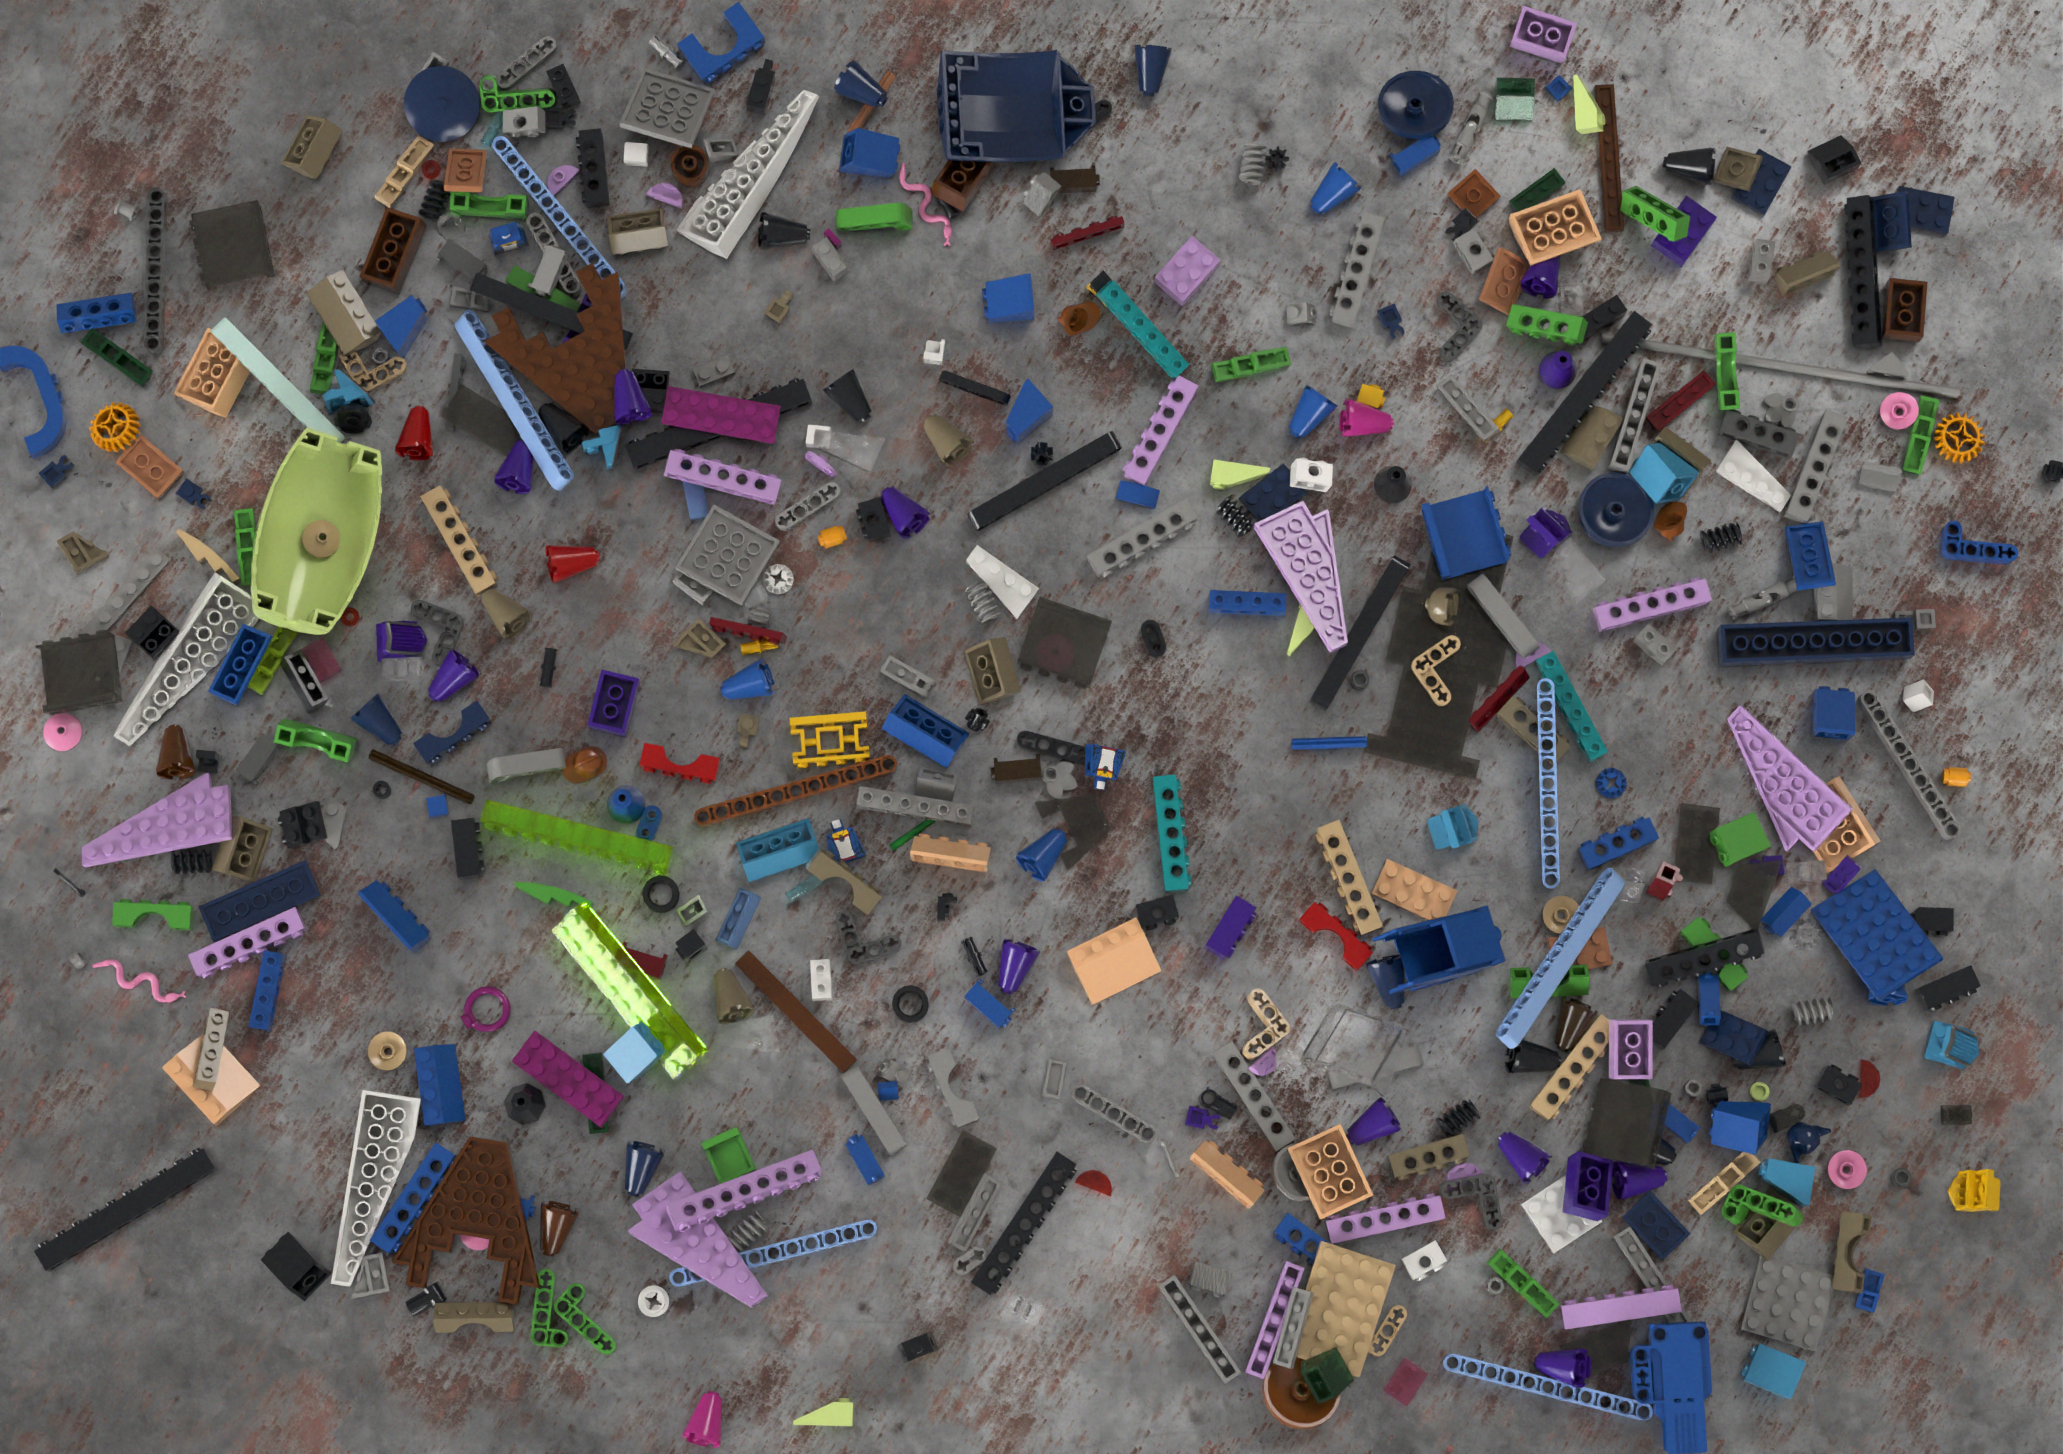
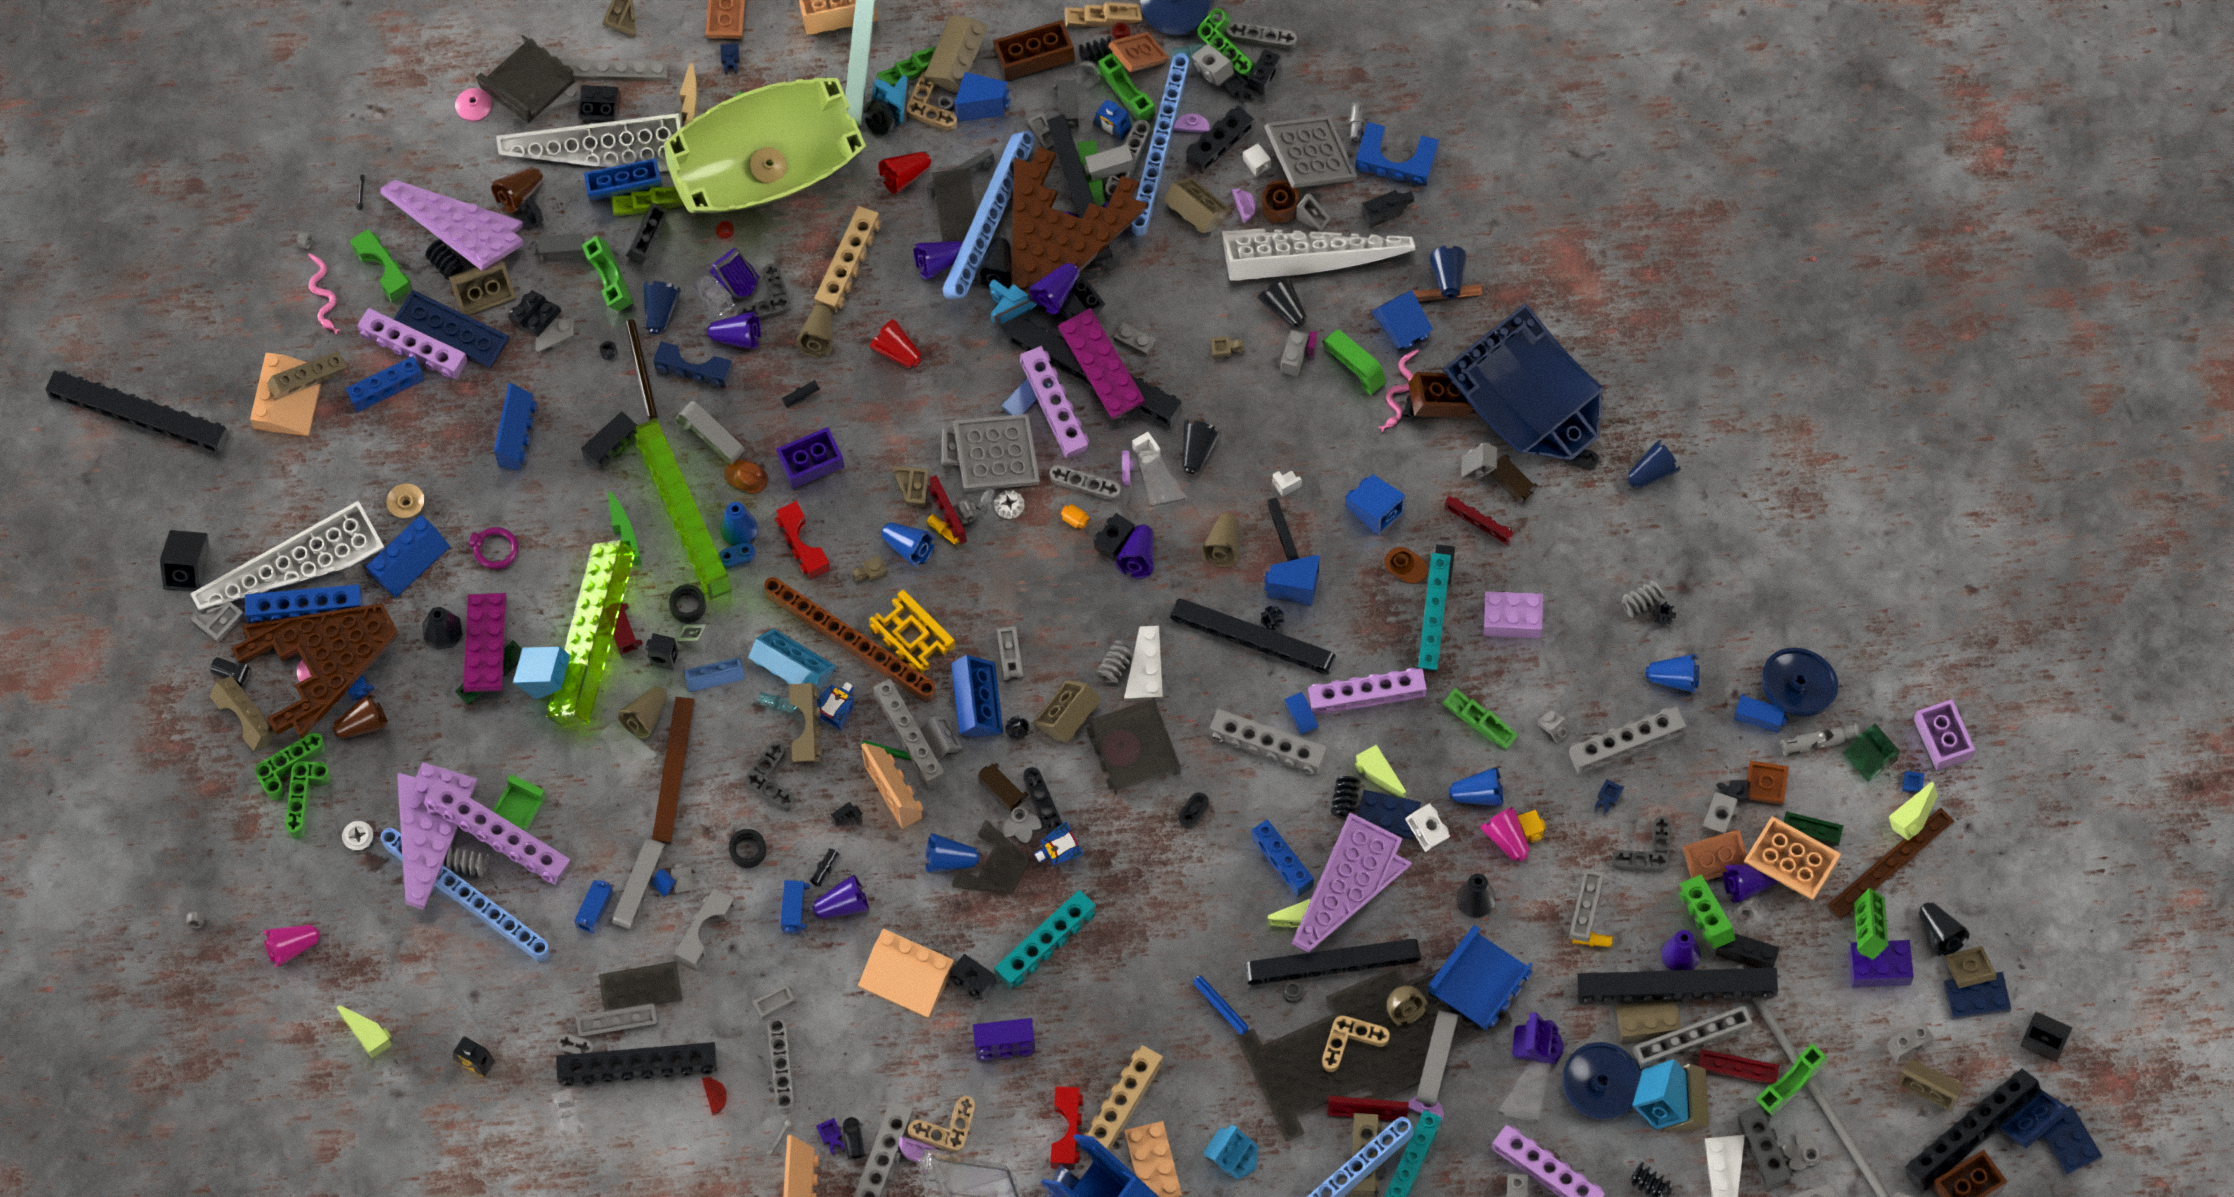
camera: 55 degrees right, 15 degrees down
(321, 659) = (673, 234): clear pink plate -> none
(437, 806) = (627, 397): blue tile -> none
(640, 1166) = (457, 745): dark blue cone -> none
(821, 979) = (713, 767): white brick -> none
(1671, 519) = (1631, 1132): dark orange piece -> none

